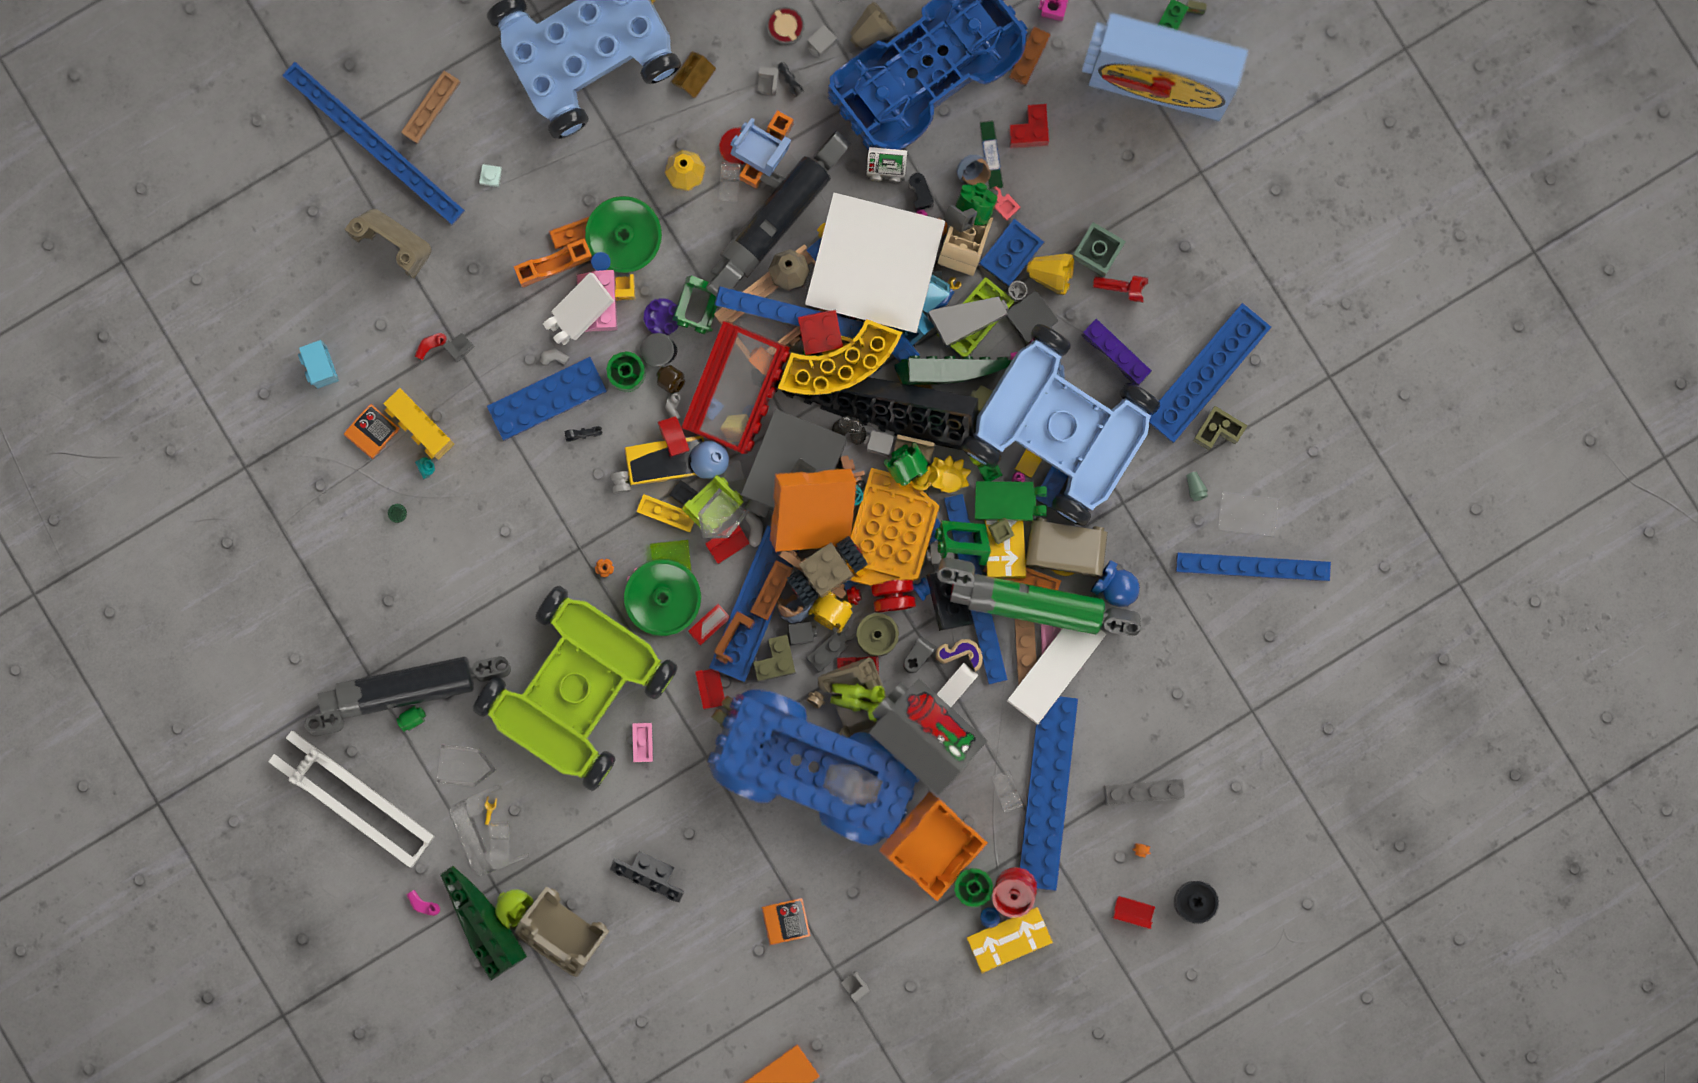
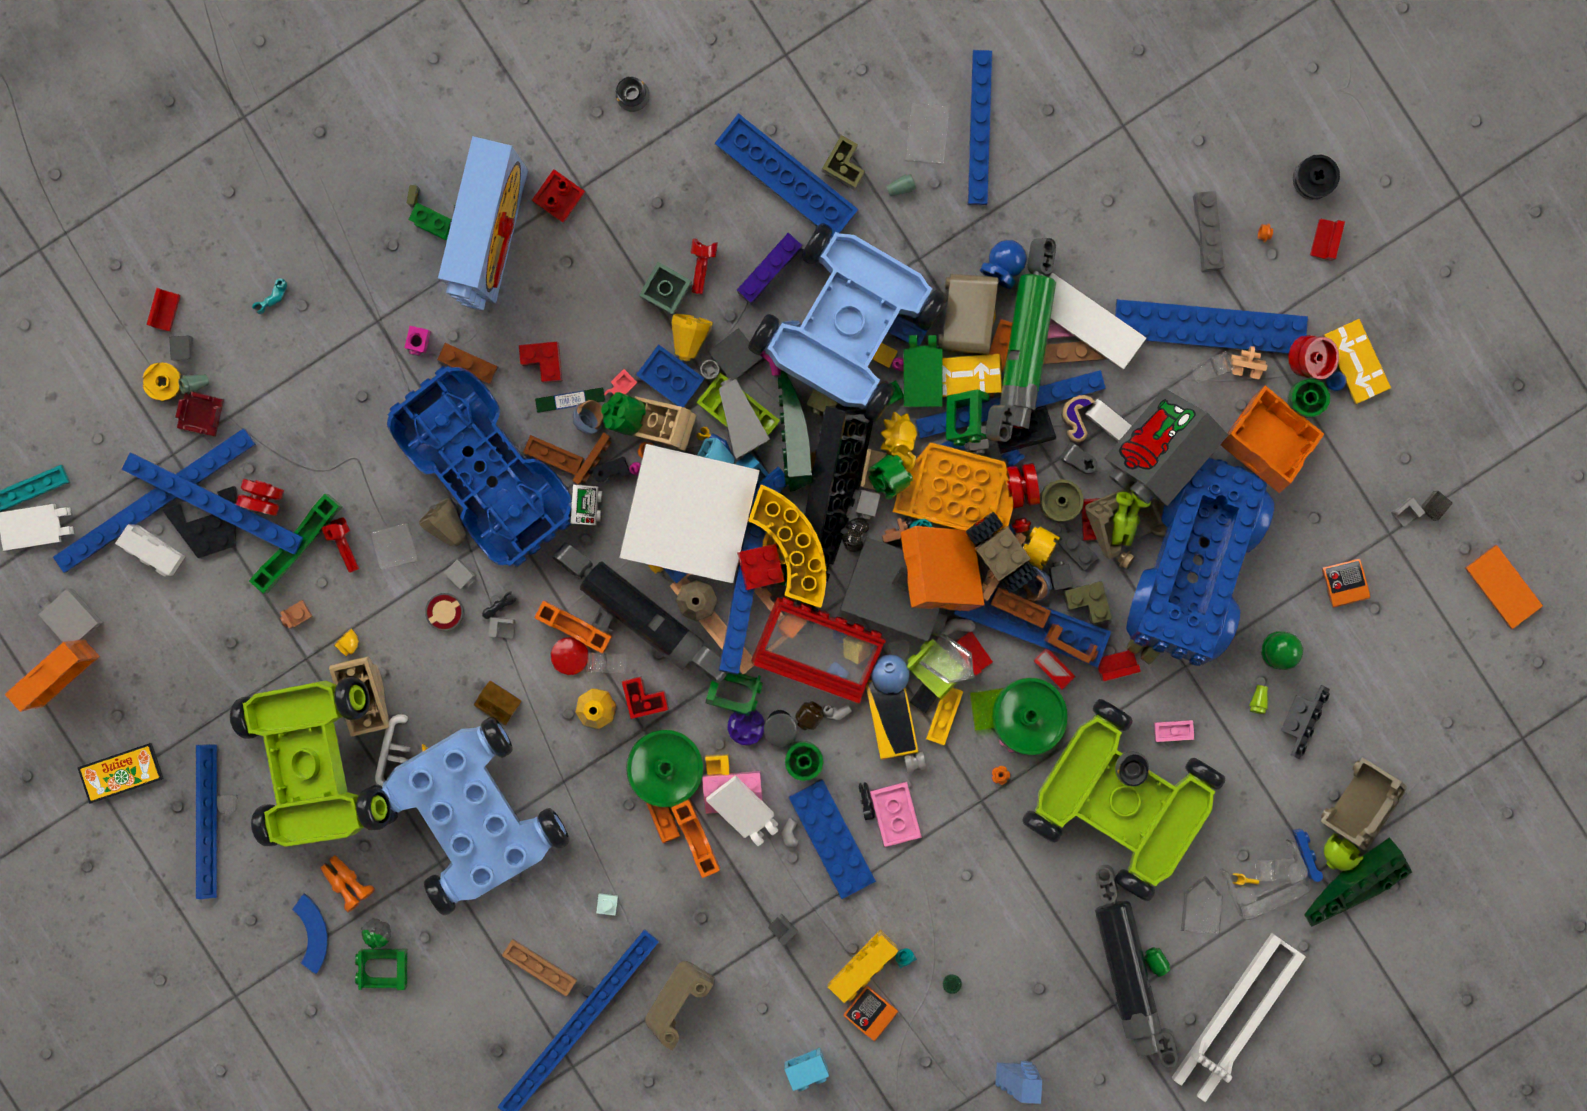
camera: 85 degrees left, 5 degrees up
(298, 574) = (1020, 1081): none -> medium blue wedge
(421, 906) = (1341, 944): dark pink arm -> none
(429, 342) = (779, 958): red arm -> none
(511, 874) = (1308, 856): none -> blue plate
(569, 462) = (895, 814): none -> bright pink tile
(600, 261) = (693, 790): blue tile -> none
(606, 694) = (1132, 768): none -> dark grey piece
(668, 829) = (1259, 701): none -> lime cone
(673, 436) = (868, 710): red slope -> none
(690, 211) = (639, 702): none -> red brick
(719, 853) = (1282, 650): none -> green tile
(759, 148) = (573, 634): medium blue panel -> none
(852, 784) = (1218, 520): clear brick -> none
(861, 1014) = (1436, 505): none -> clear smoke panel
(931, 174) = (593, 459): none -> dark orange plate
(937, 136) = (553, 455): none -> dark orange plate
(960, 220) = (643, 429): dark grey panel -> none
(1001, 531) = (954, 379): olive tile -> none
(1013, 828) = (1257, 366): none -> light nougat hips
(1193, 148) = (558, 196): none -> red plate
(1292, 224) = (632, 94): none -> dark grey piece

